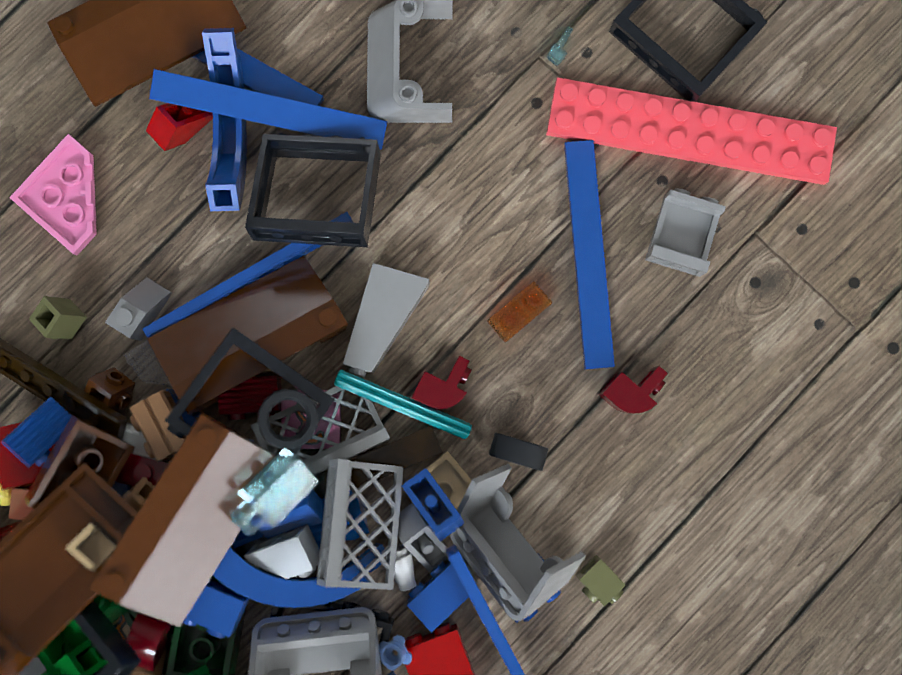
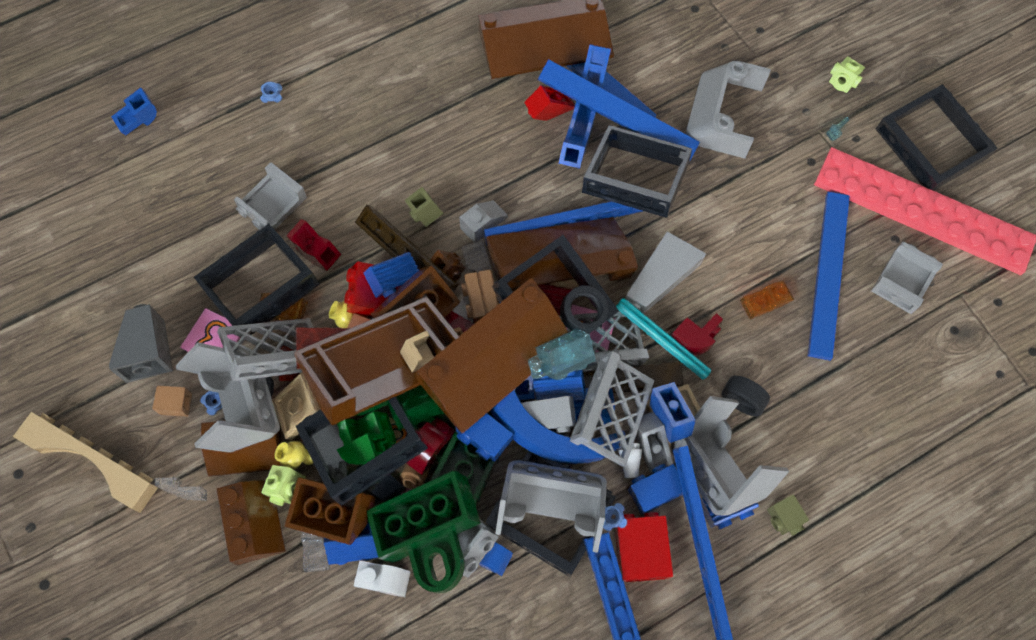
camera: 15 degrees right, 15 degrees down
(63, 195) = (450, 129): bright pink plate -> none
(632, 398) = (840, 383): dark red brick -> none

